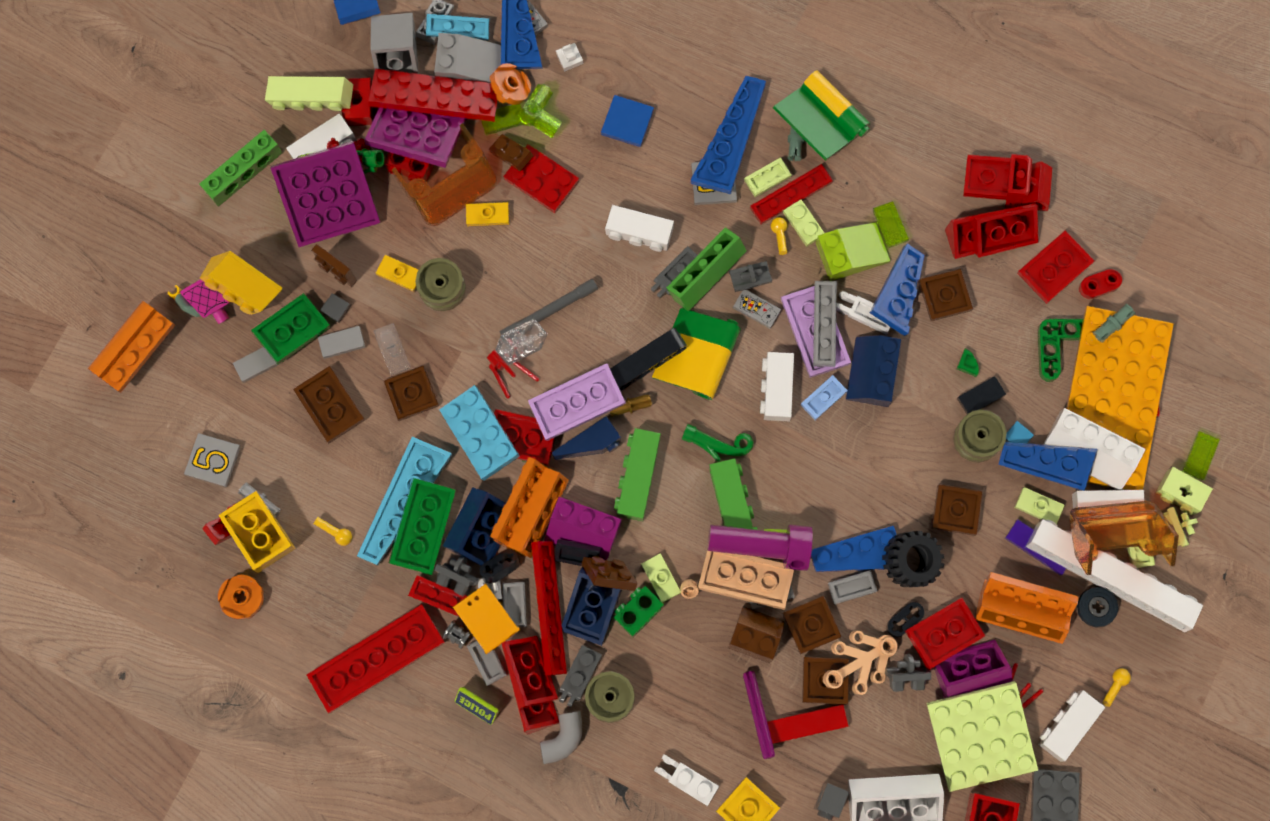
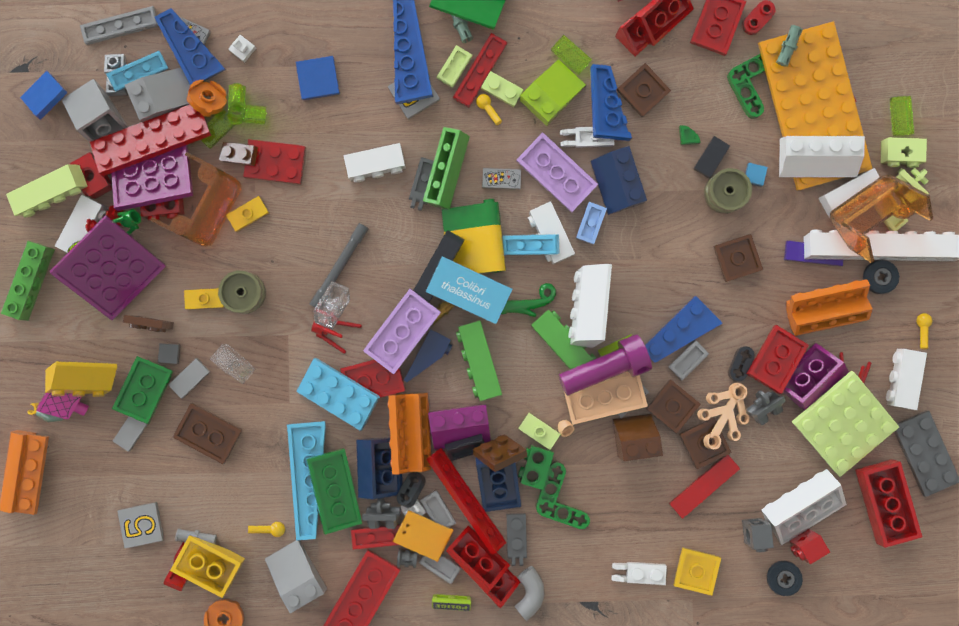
camera: 30 degrees left, 10 degrees up
(335, 592) = (295, 576): none -> light grey slope
(411, 393) = (267, 389): reddish brown tile -> none
(605, 684) = (560, 549): olive wheel -> none
(636, 654) = (552, 498): none -> green beam
(665, 396) = (469, 290): none -> medium azure tile
(750, 276) = (484, 156): dark grey hips -> none
(751, 386) = (531, 244): none -> medium azure tile
(758, 715) = (669, 497): magenta axle -> none
(778, 475) = (590, 305): none -> white slope
(824, 324) = (562, 164): light grey tile -> none
(897, 559) = (739, 316): black tyre -> none
(1039, 505) = (798, 221): yellowish green plate -> none
(1055, 463) = (795, 183): blue wing -> none

